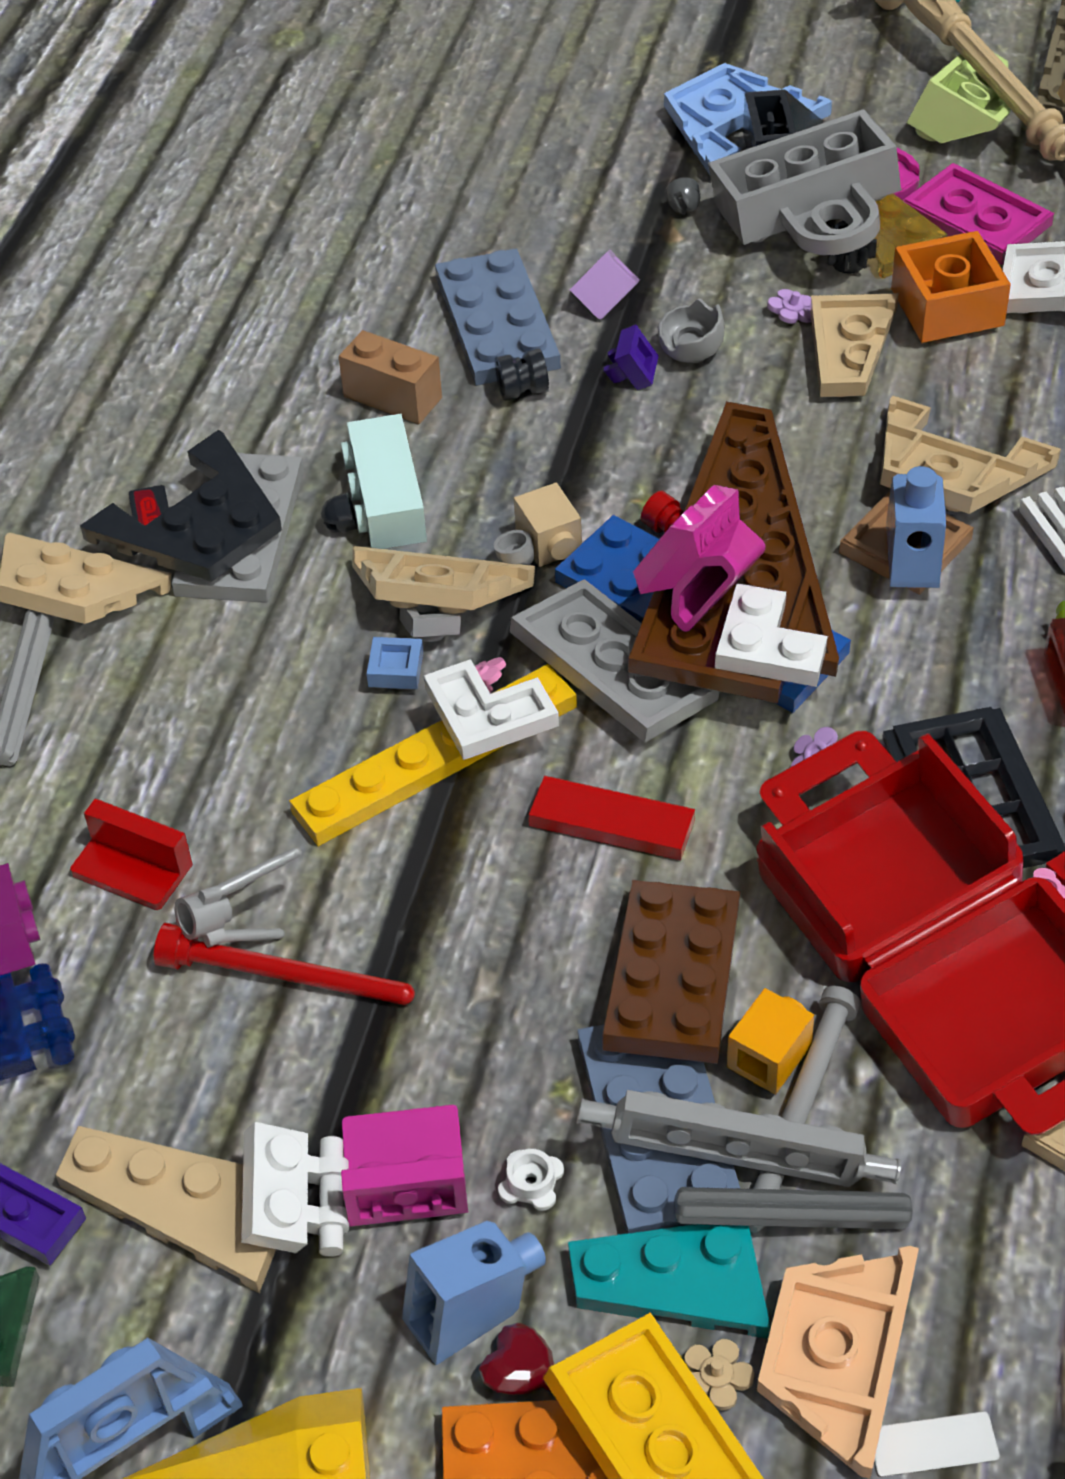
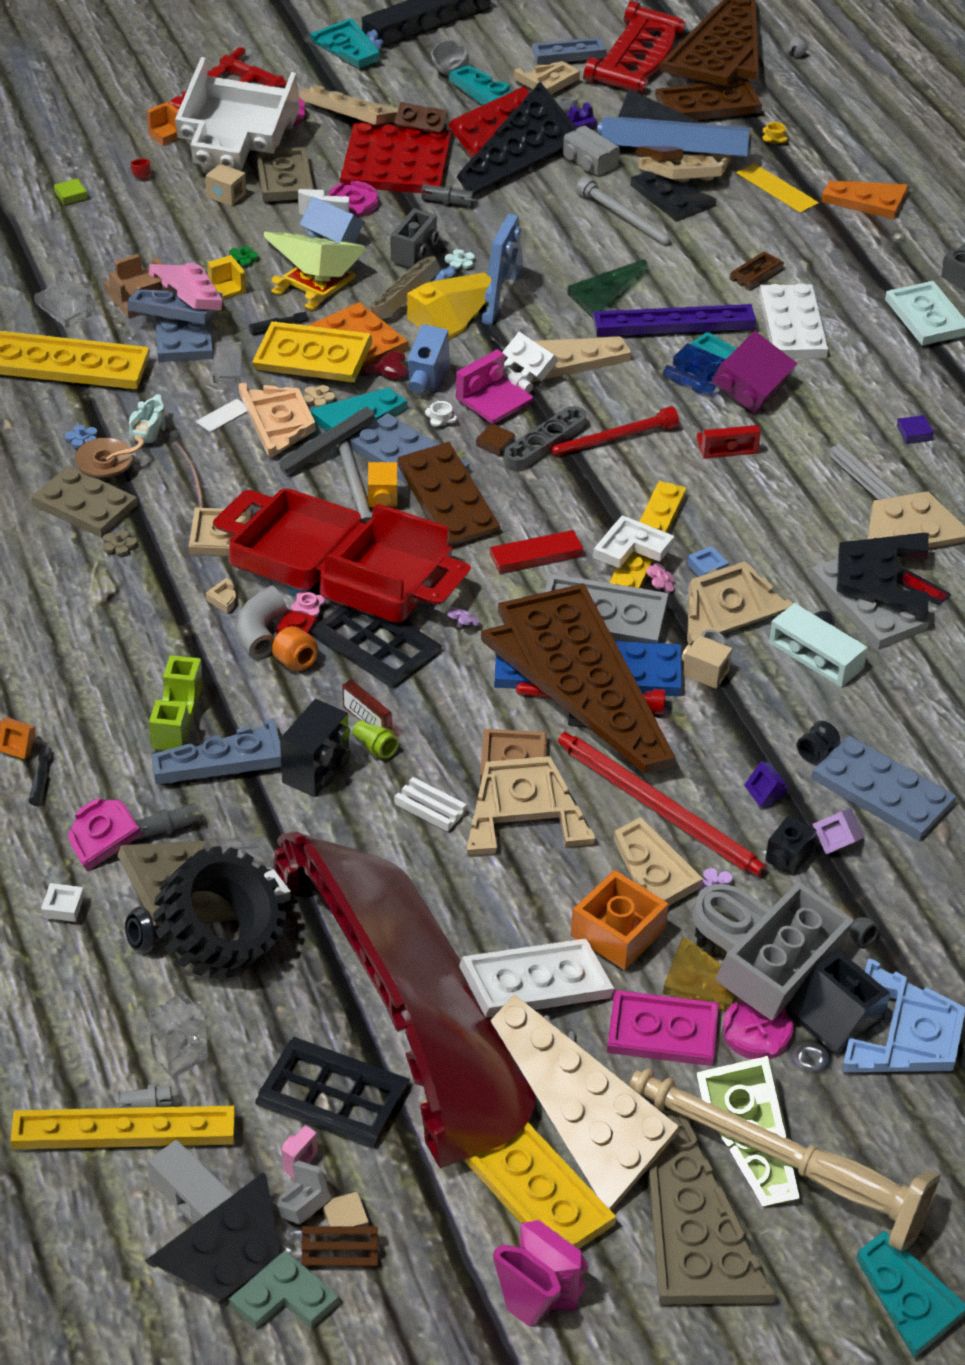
camera: 140 degrees right, 5 degrees down
(209, 909) = (660, 420): light grey plant -> none
(390, 376) = (886, 700): medium nougat brick -> none
(399, 1015) = (522, 455): none -> dark grey beam
(483, 1071) = (495, 439): none -> reddish brown tile
(675, 284) = (790, 845): none -> black brick
(692, 332) = (749, 817): light grey hair -> none
(701, 556) = (584, 615): dark pink piece -> none
(739, 1138) = (363, 437): light grey plate -> none
(758, 647) = (523, 611): white plate -> none
(771, 396) = (662, 804): none -> red piece
(915, 506) = (502, 723): medium blue torso -> none

